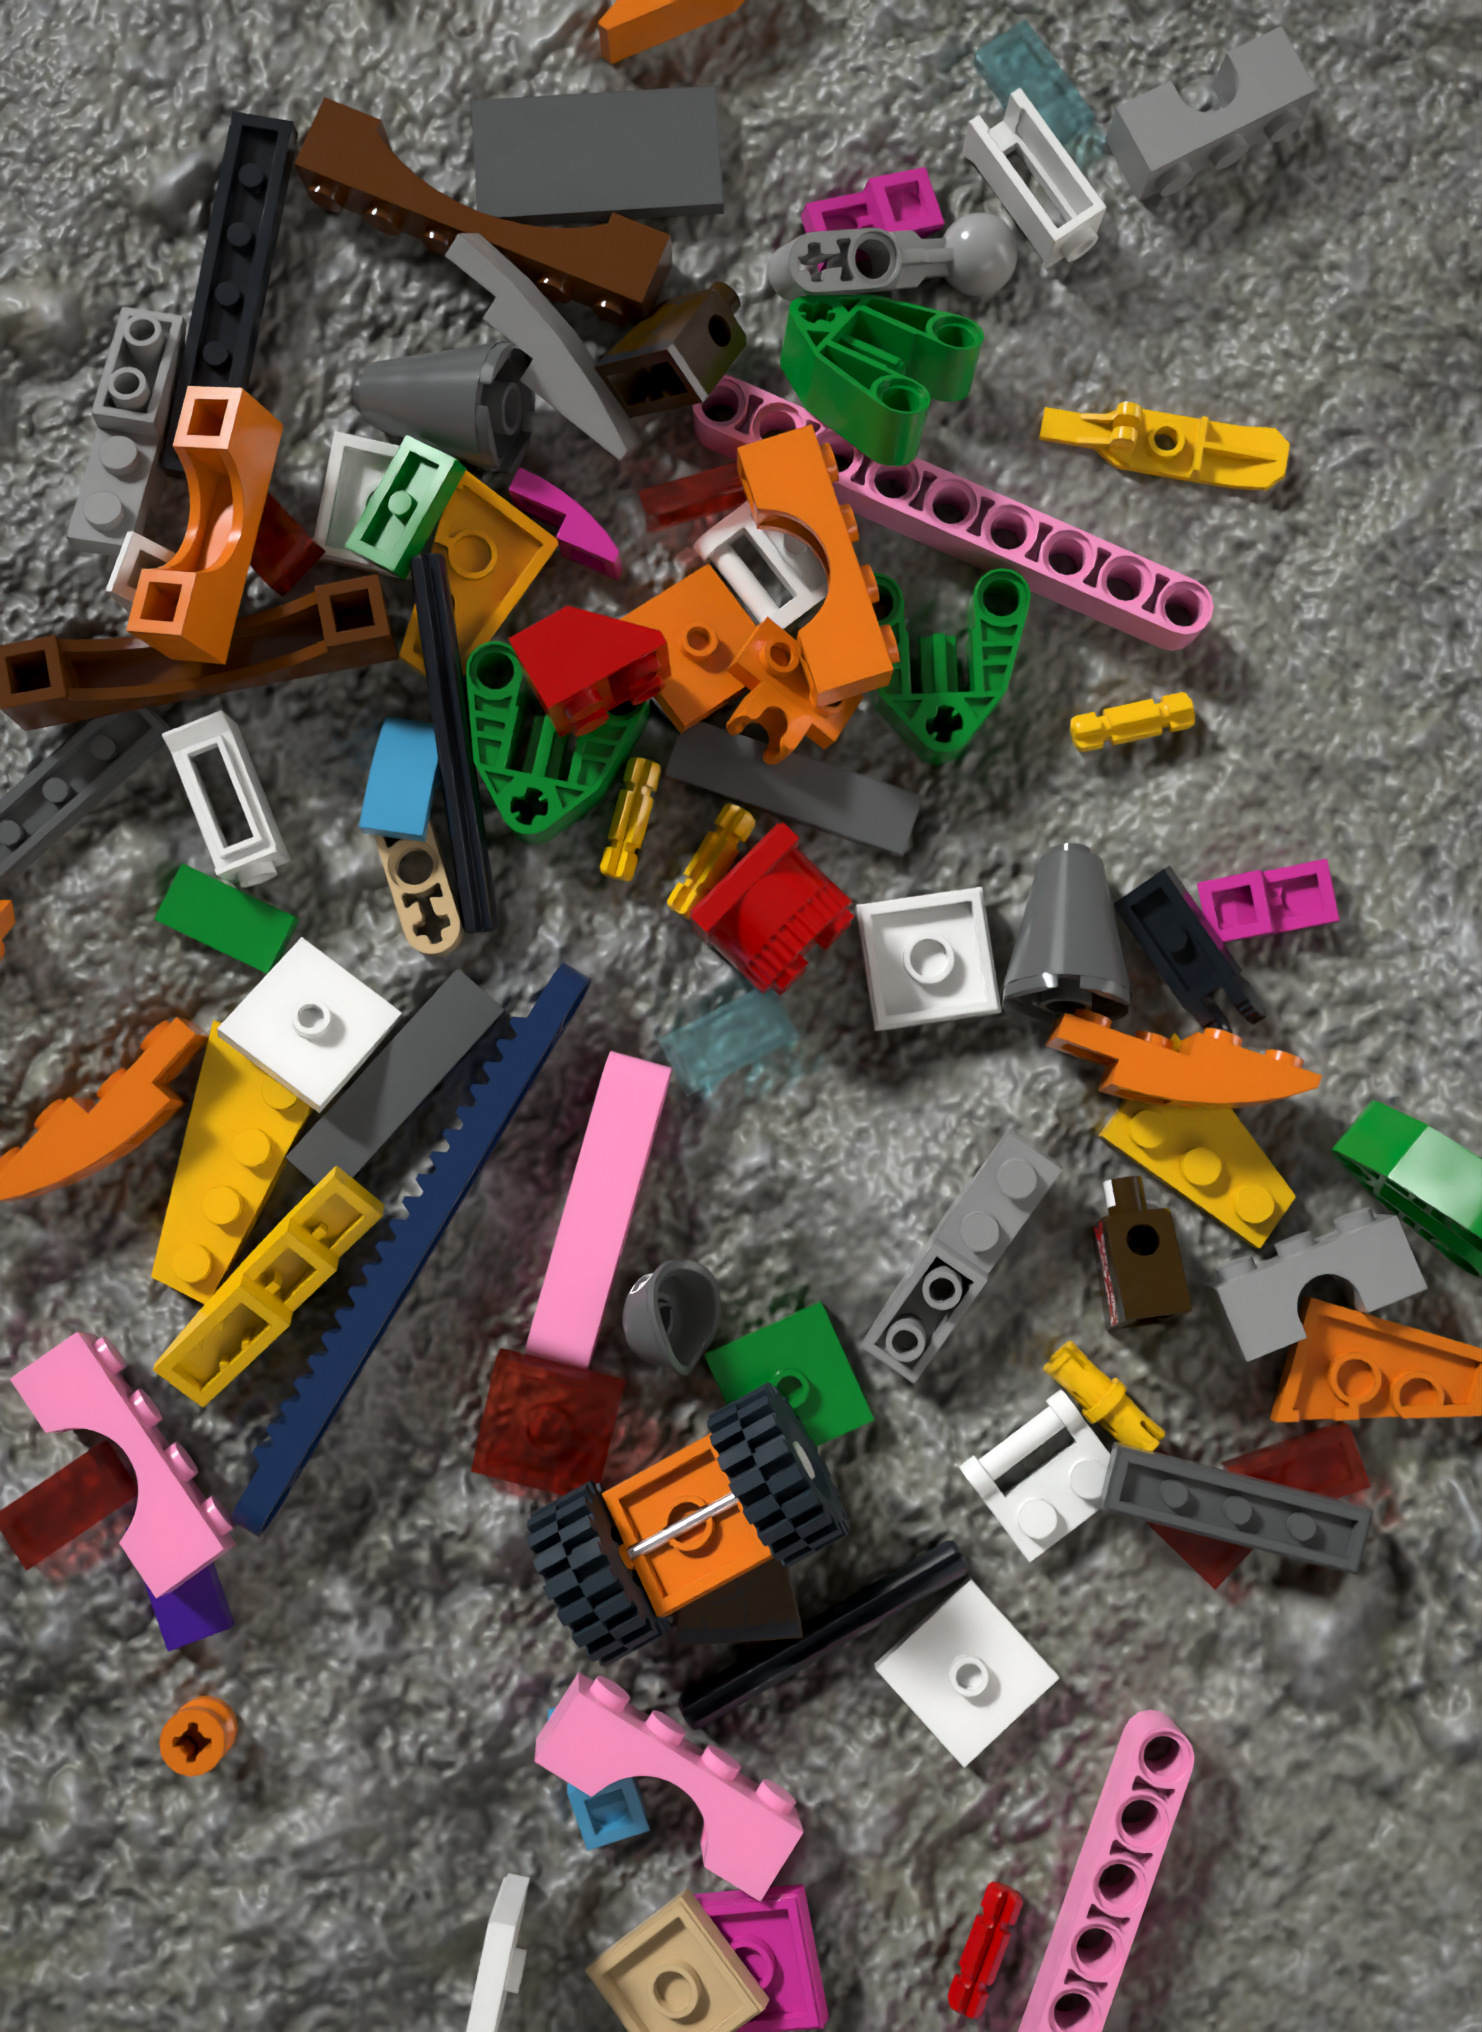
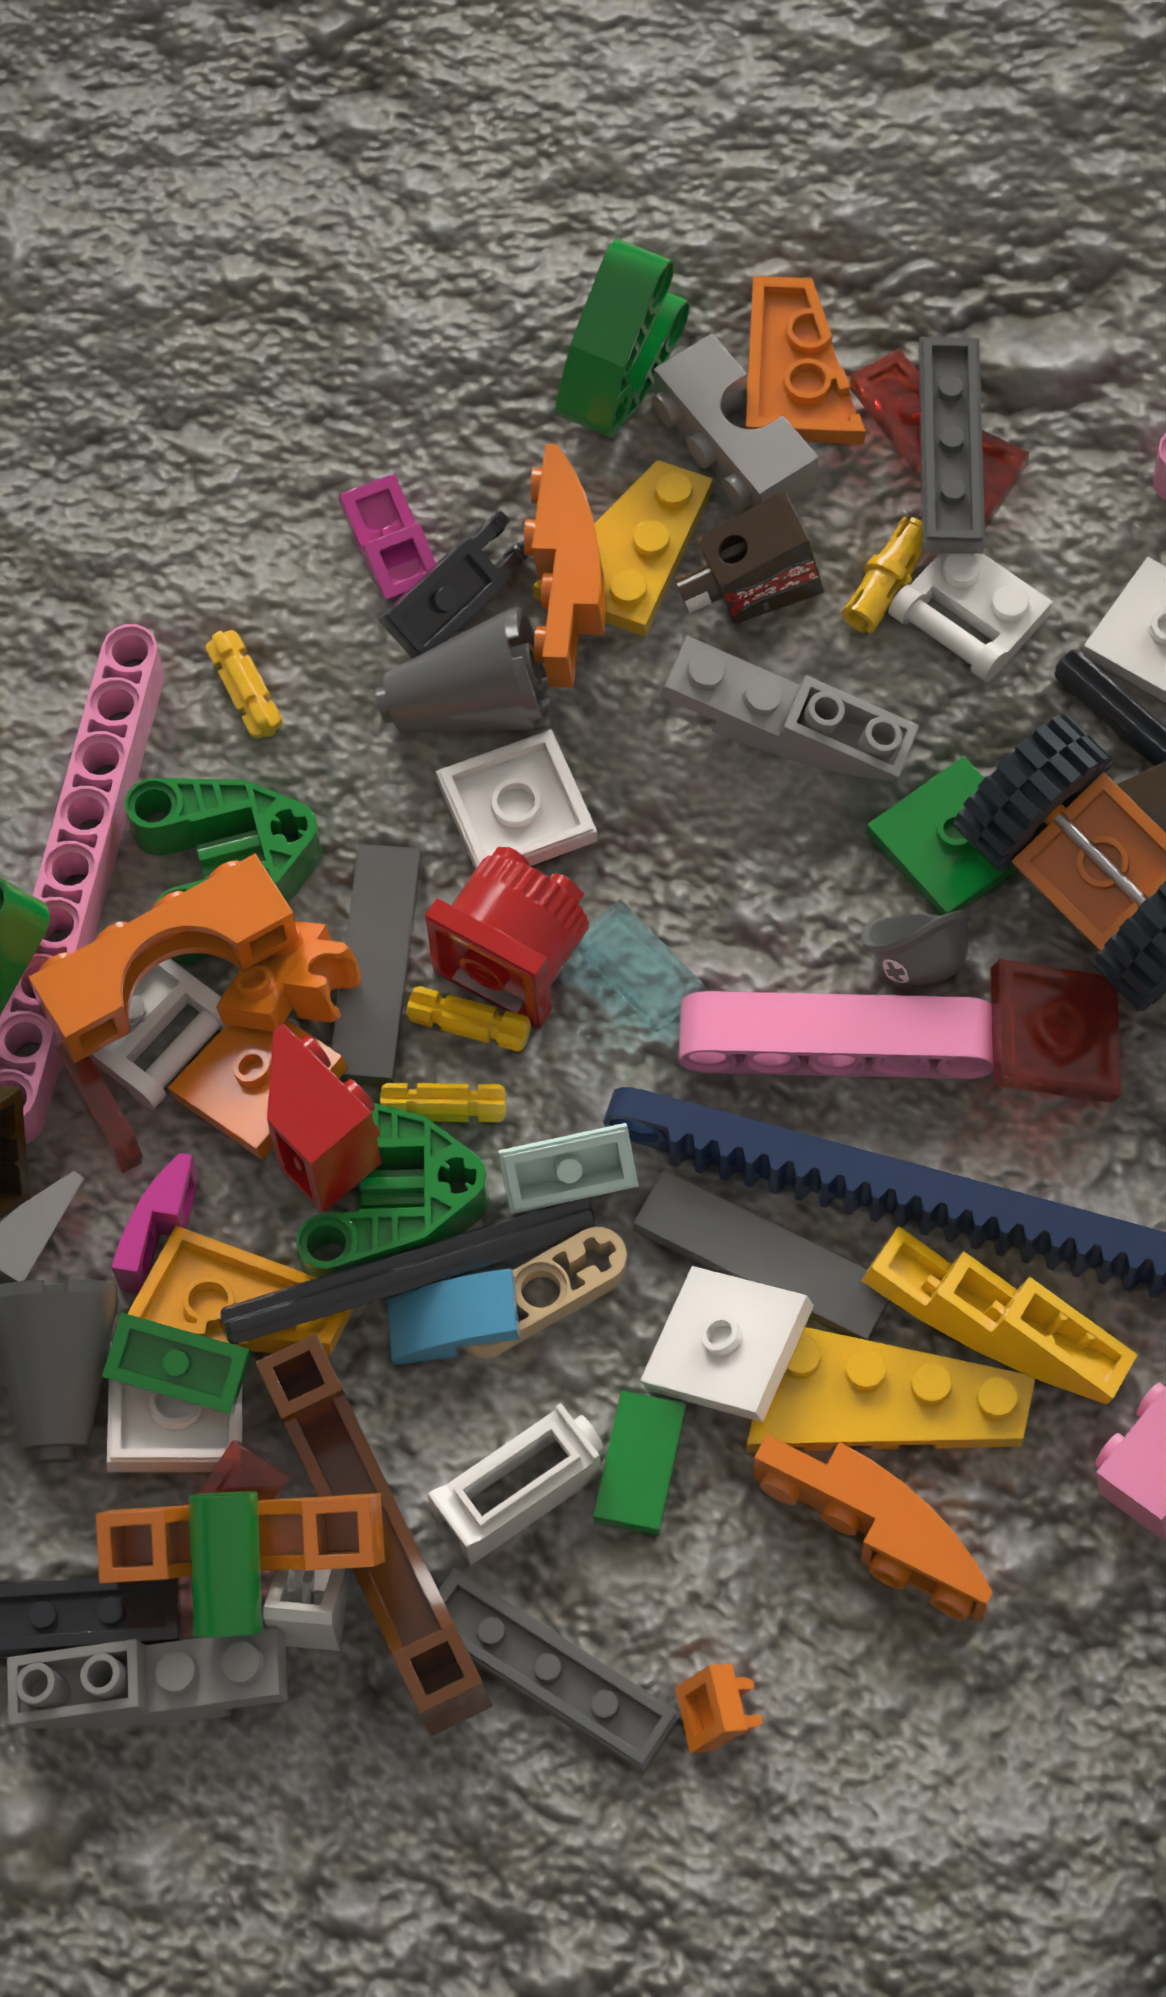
camera: 100 degrees left, 20 degrees down
(176, 502) = (225, 1564): none -> green pin
(514, 916) = (568, 1168): none -> light aqua slope

